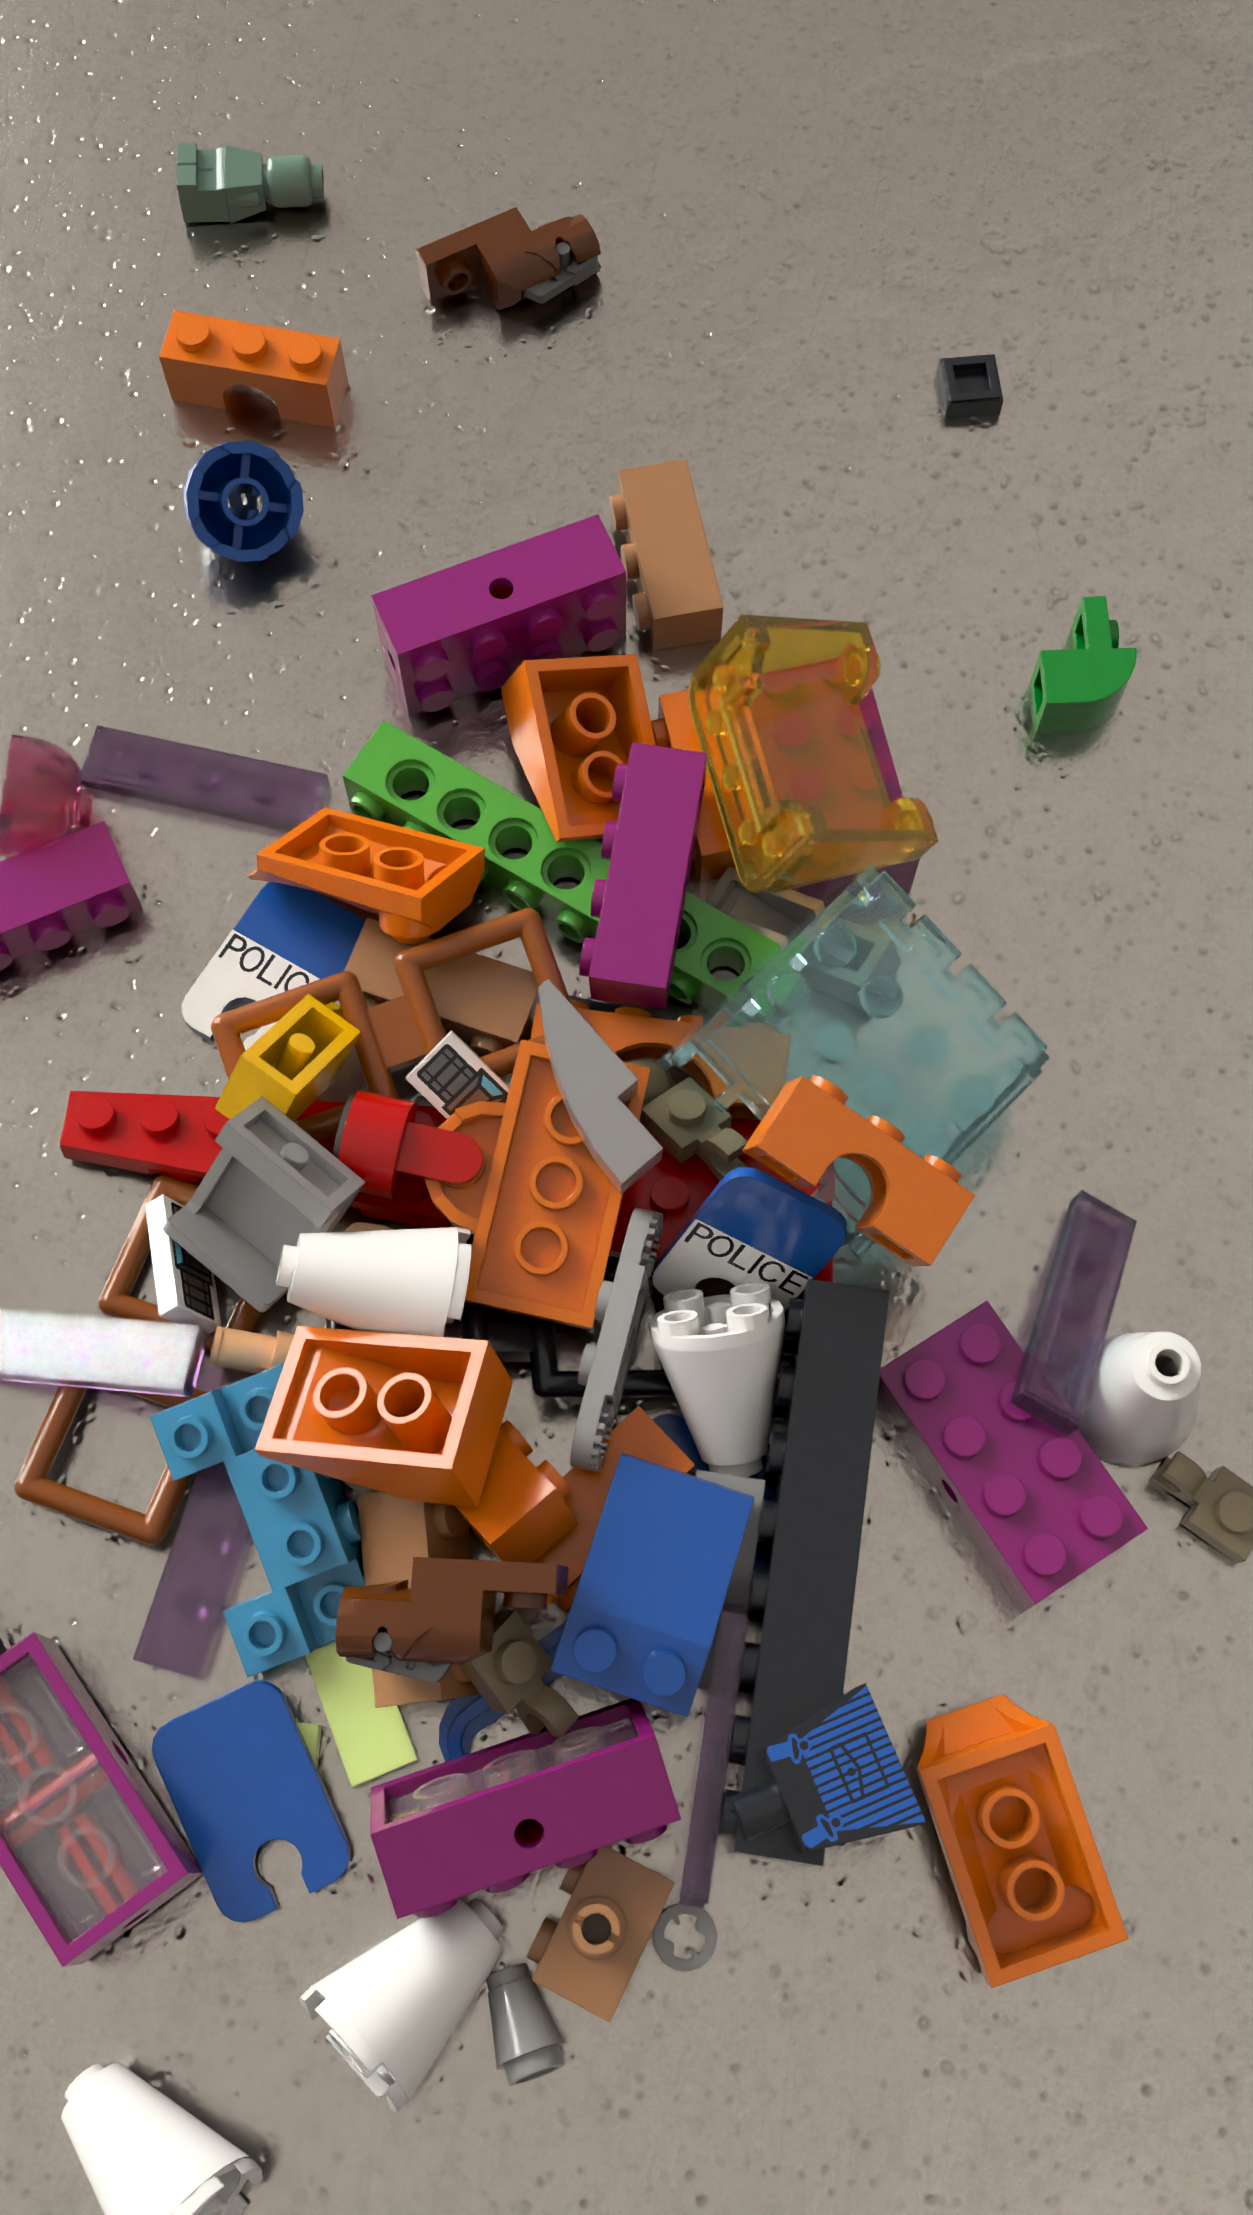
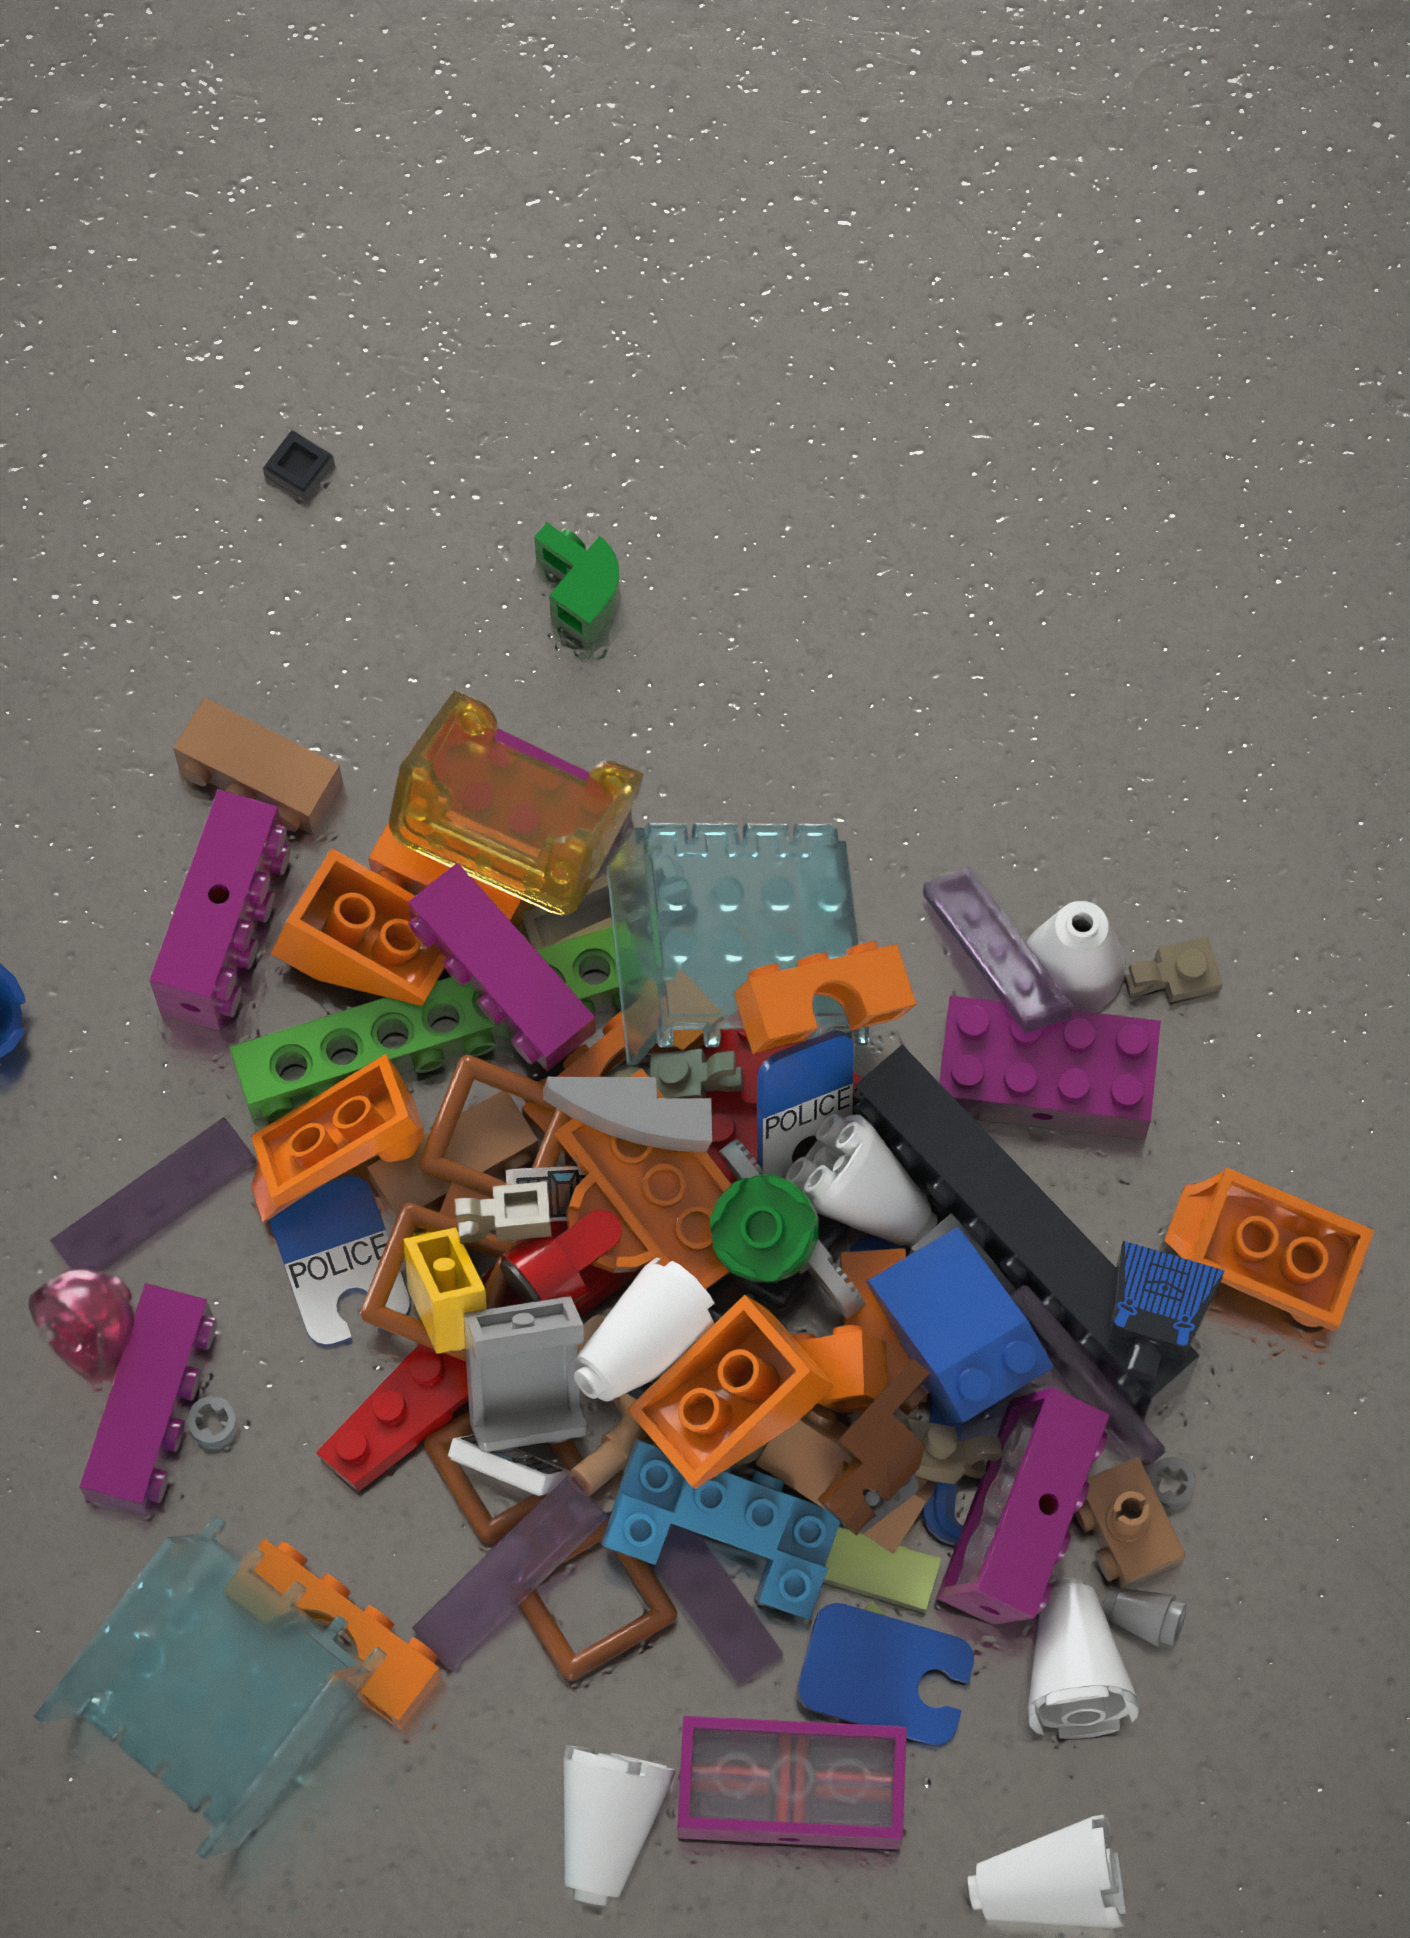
camera: 50 degrees left, 0 degrees up
(29, 965) = (220, 1408): none -> light grey bush
(402, 1066) = (514, 1213): none -> plate
(586, 1309) = (764, 1228): none -> green tile

